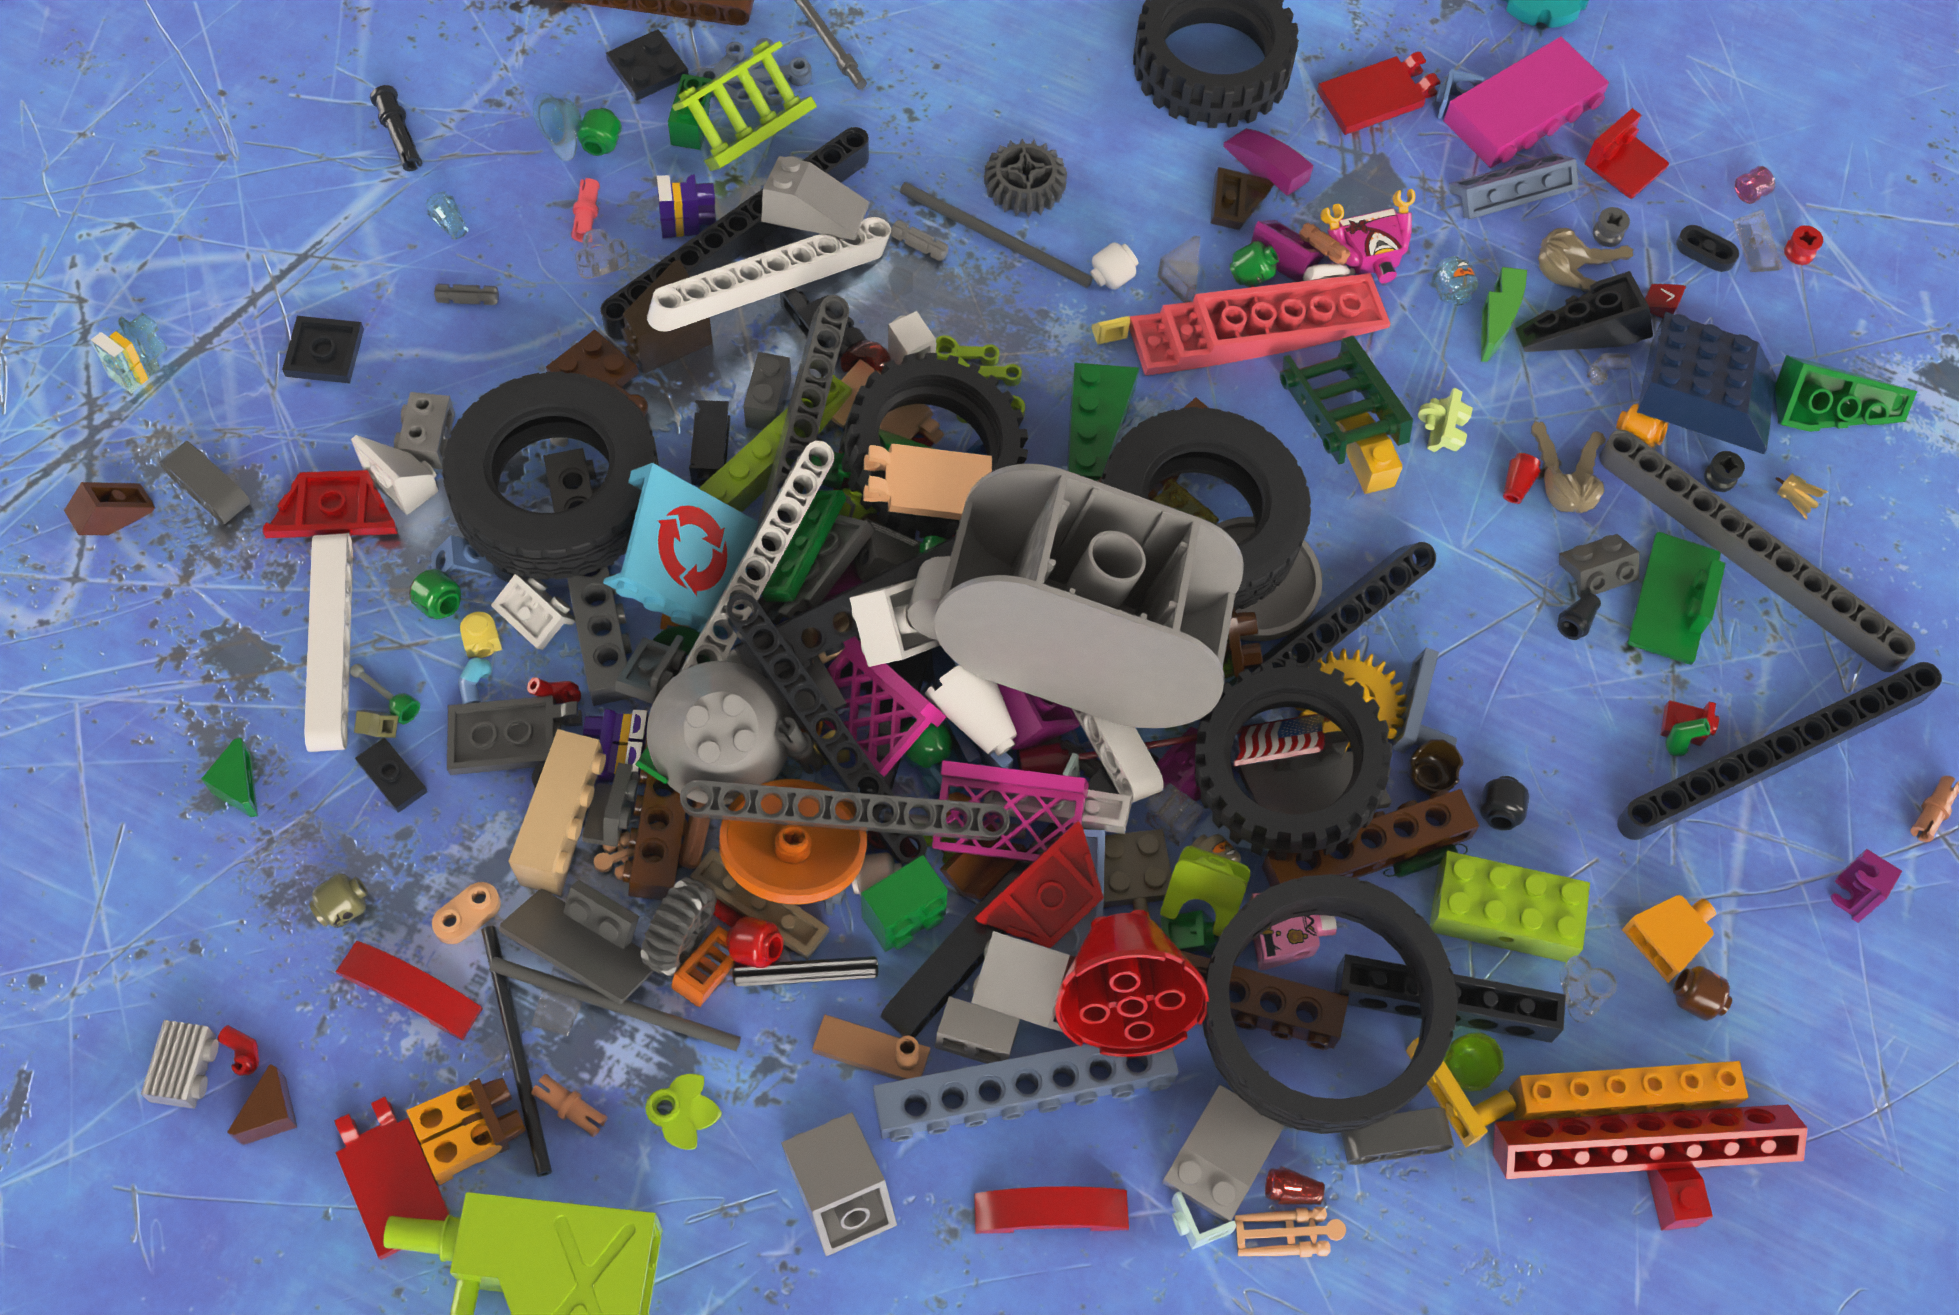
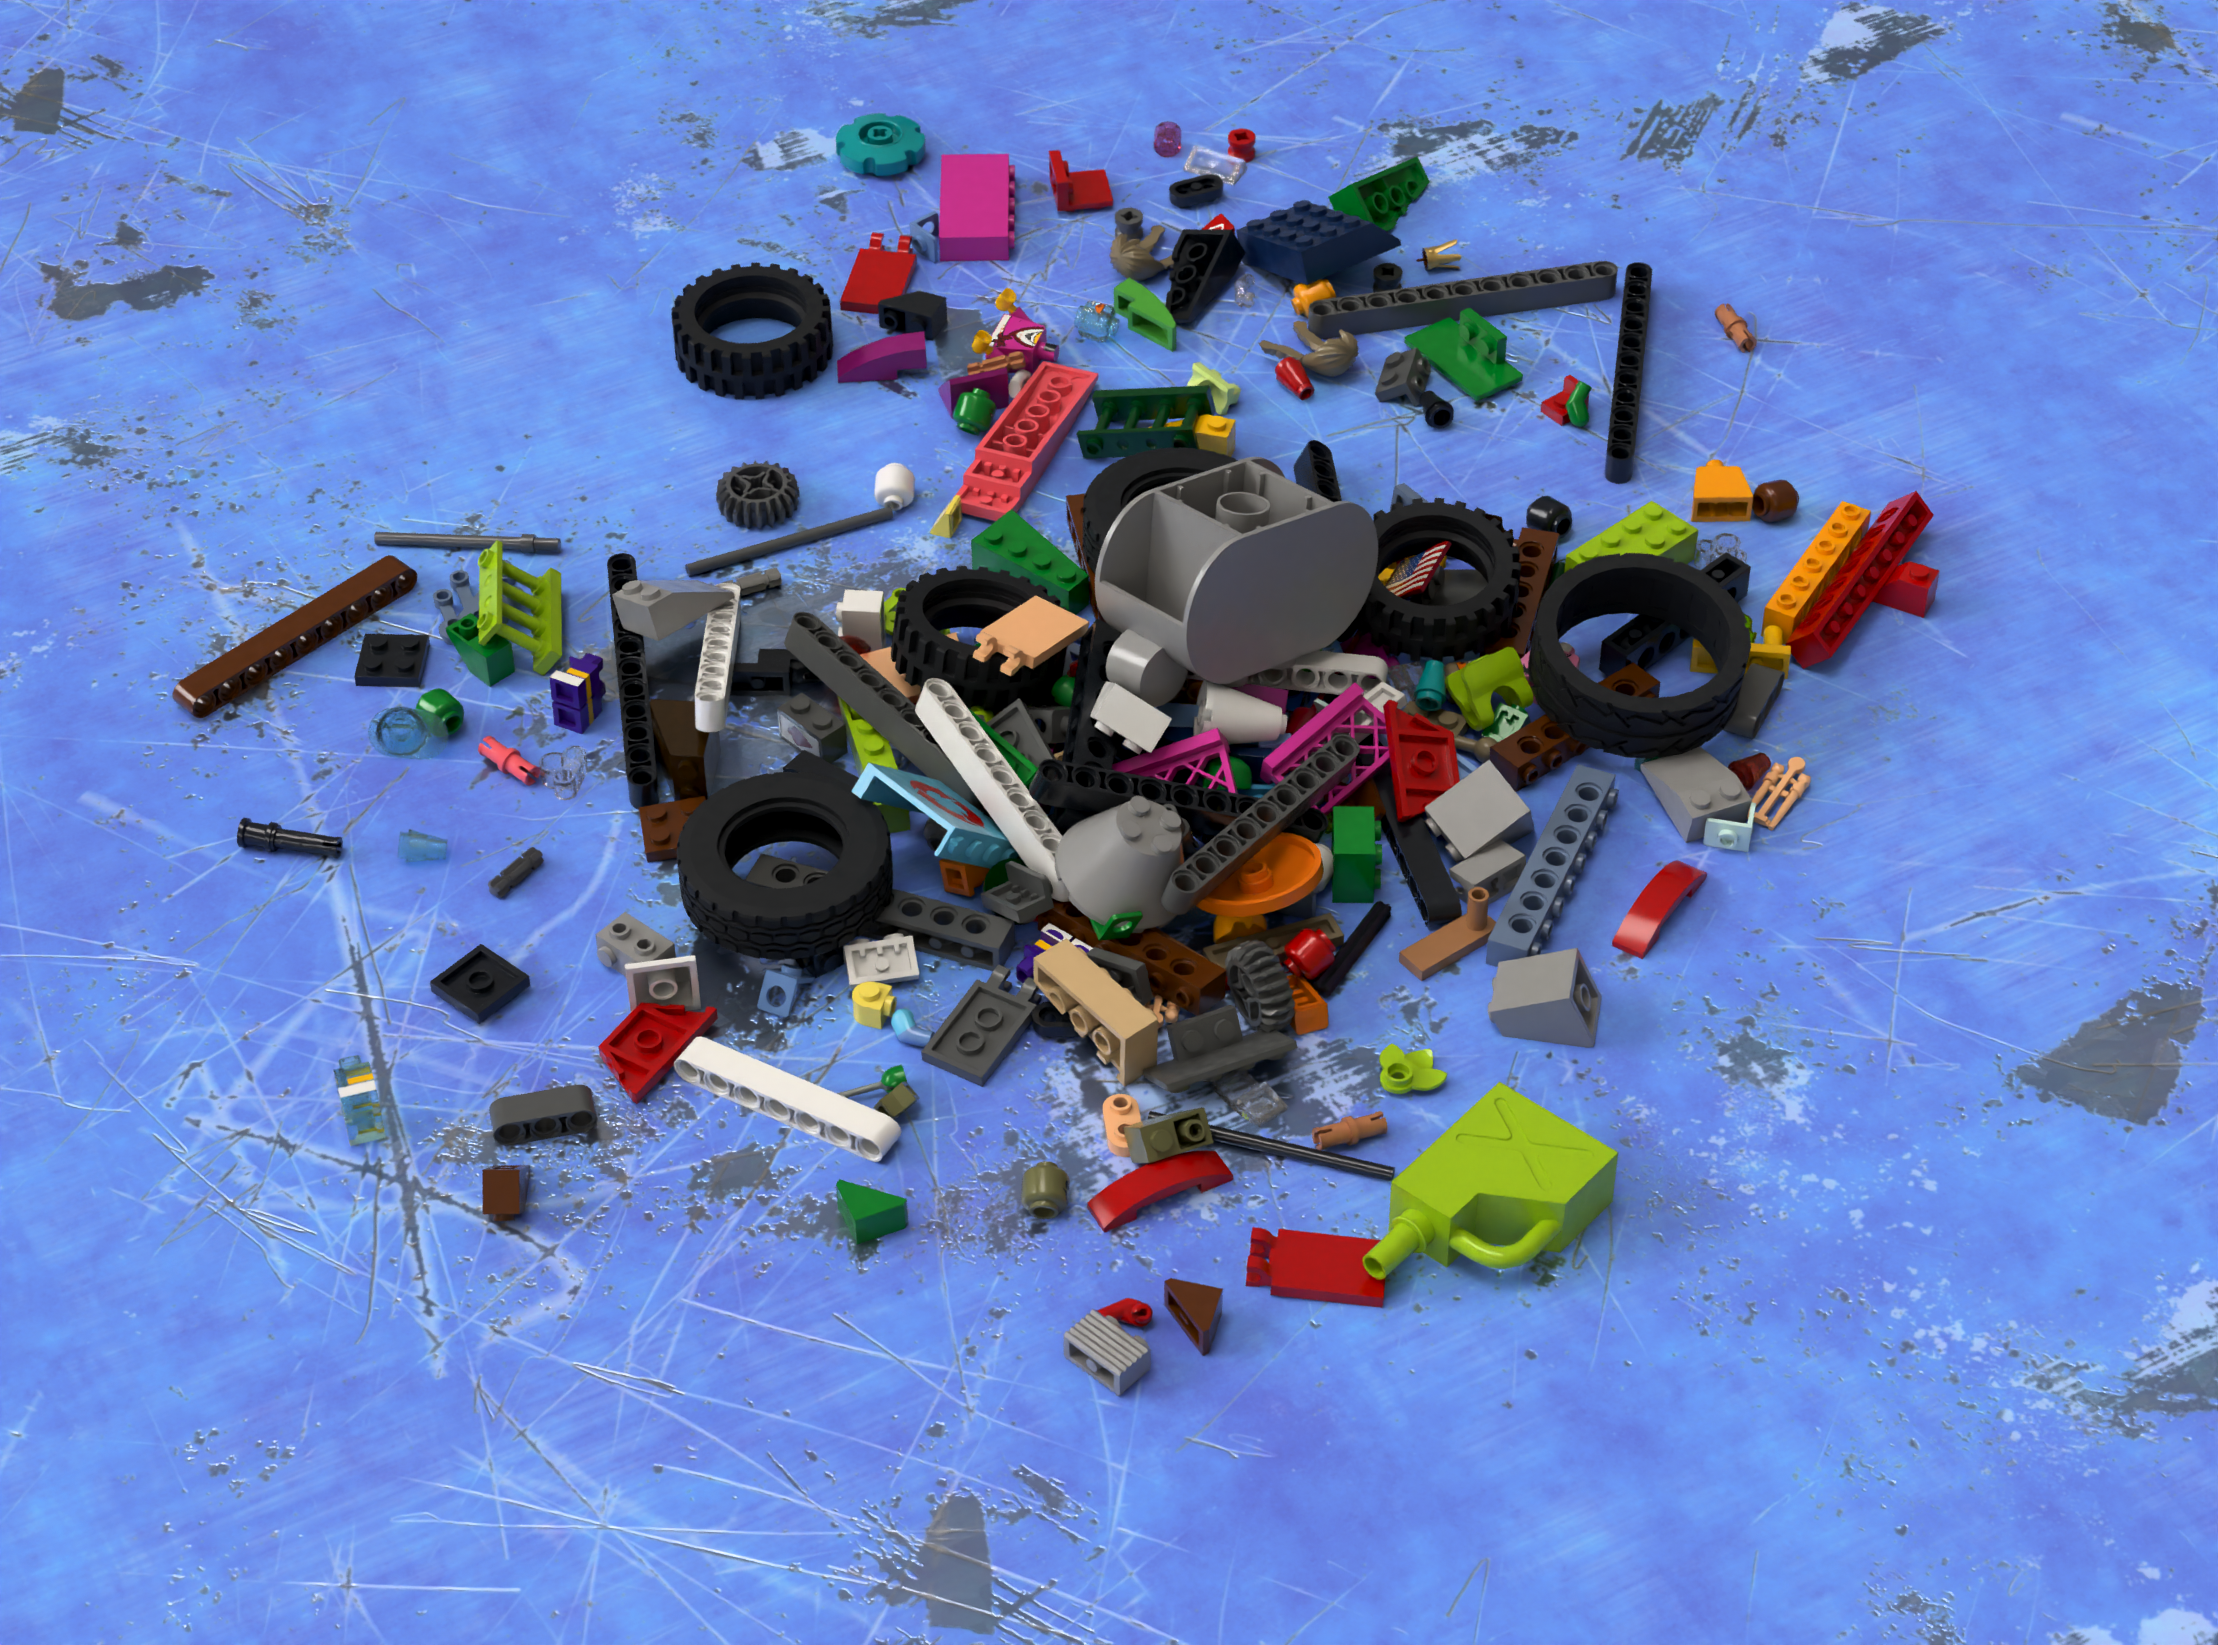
camera: 50 degrees left, 20 degrees down
(391, 775) = (951, 1118): black plate -> none
(435, 594) = (807, 1012): green head -> none
(450, 959) = (1167, 1135): none -> olive slope
(463, 1127) = (1317, 1185): light orange hips -> none
(561, 691) = (963, 982): red arm -> none
(626, 1008) = (1293, 1061): dark grey piece -> none
(1130, 989) = (1542, 738): red cone -> none
(1171, 839) = (1430, 689): none -> teal cone
(1180, 269) = (941, 454): clear slope -> none
(1236, 197) = (898, 395): dark brown wing -> none
(1347, 146) = (914, 313): none -> black slope
(1516, 185) = (1041, 250): sand blue fence -> none
(1868, 882) = (1766, 380): magenta hinge -> none

